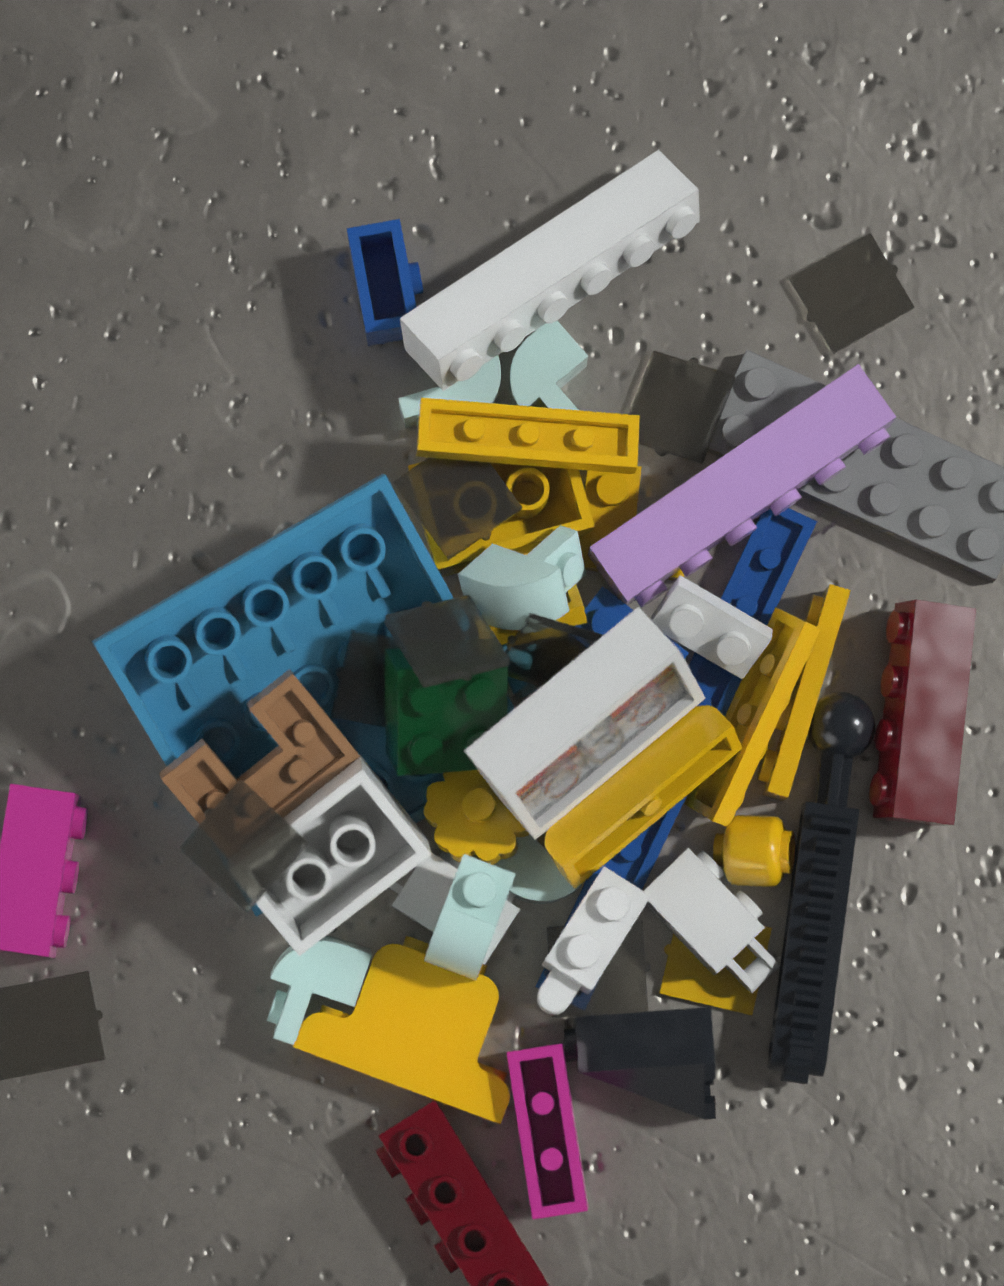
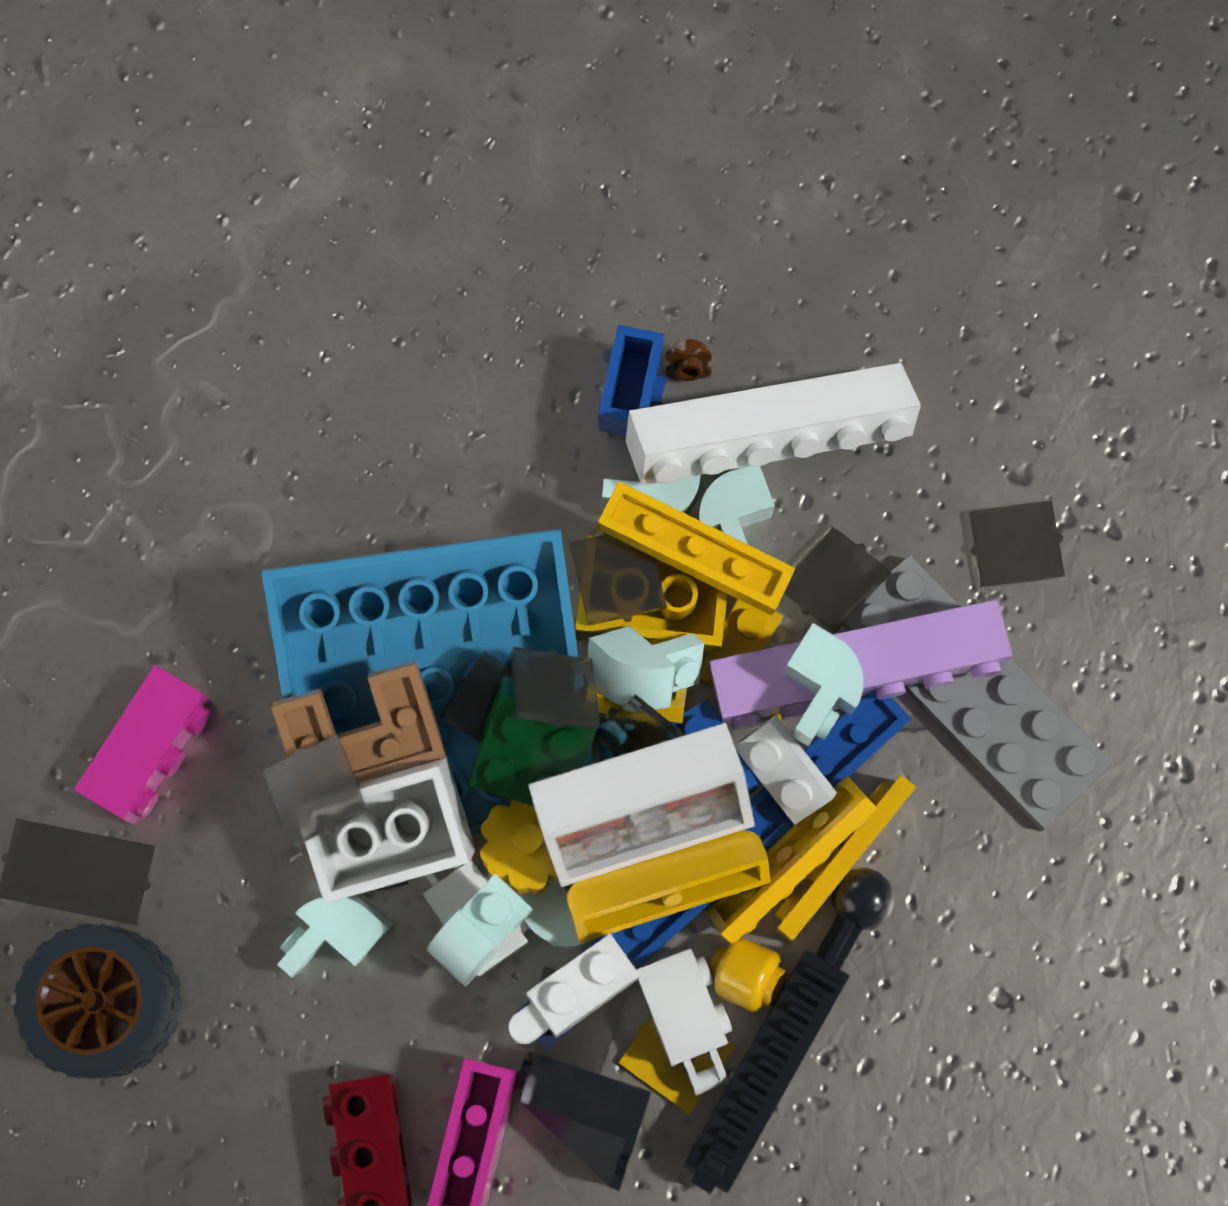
camera: 30 degrees right, 5 degrees down
(104, 1151) = (97, 1002): none -> wheel
(416, 1031) = (399, 1010): yellow brick -> none
(432, 234) = (688, 360): none -> reddish brown plate
(720, 509) = (831, 672): none -> light aqua brick
(923, 713) = (937, 916): dark red brick -> none

